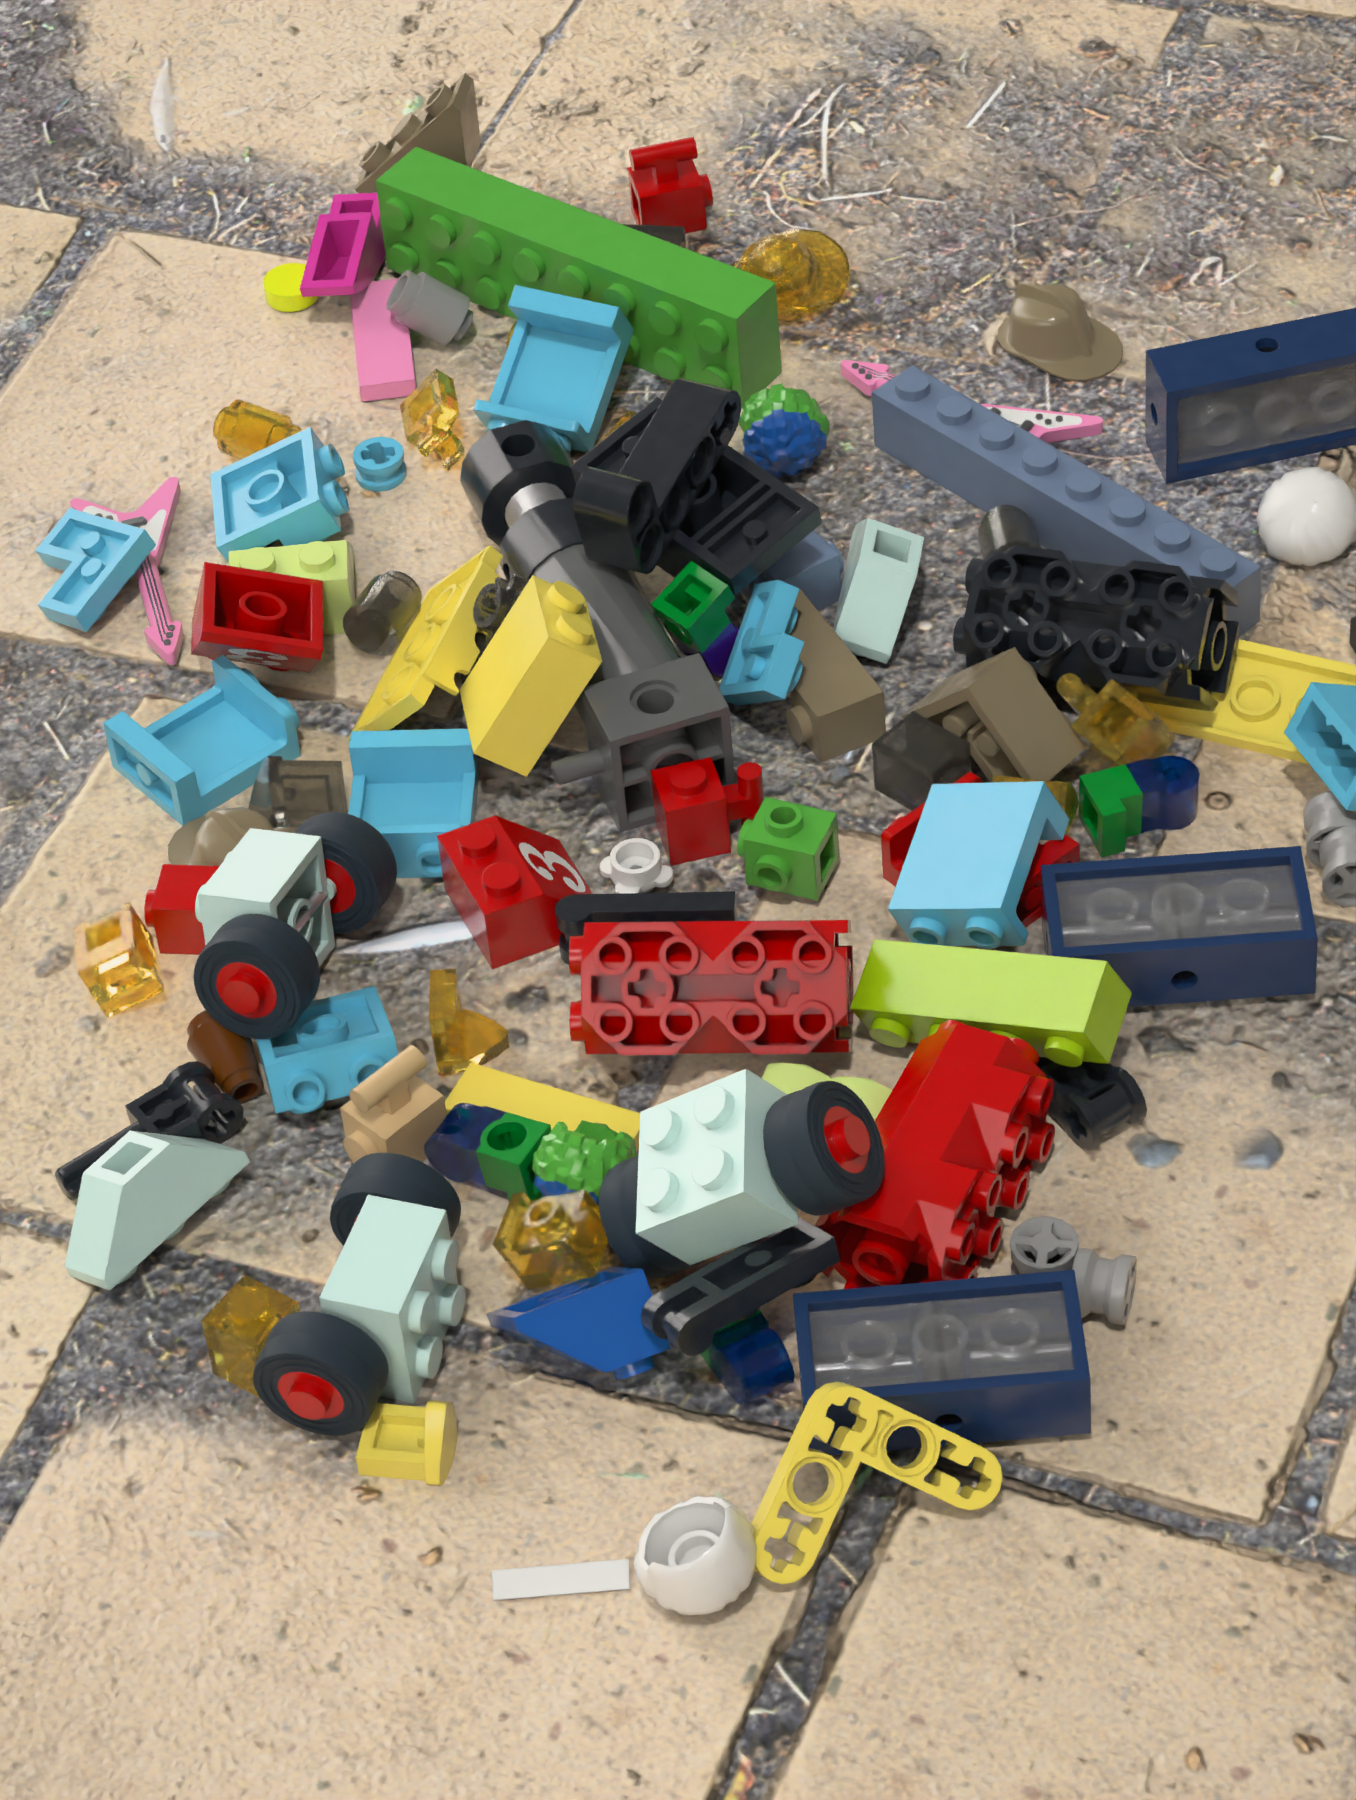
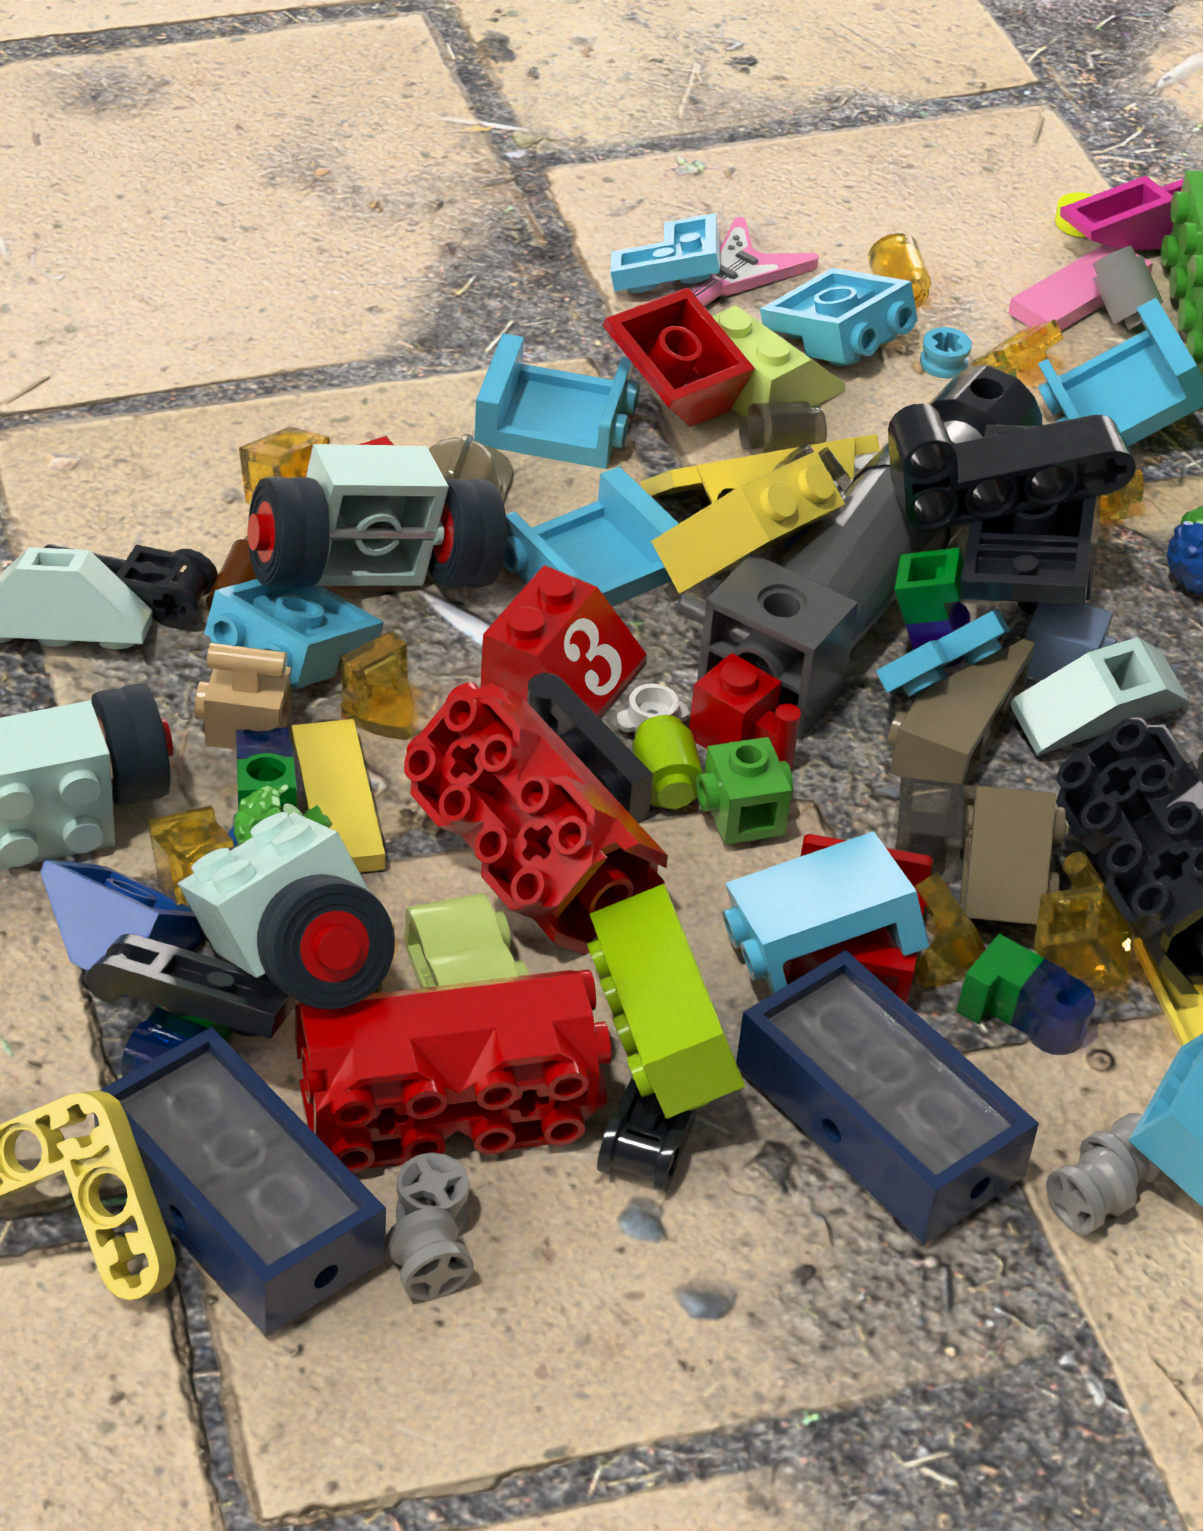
camera: 45 degrees right, 0 degrees up
(297, 790) = (543, 478): clear smoke tile -> none
(708, 872) = (672, 757): none -> lime brick

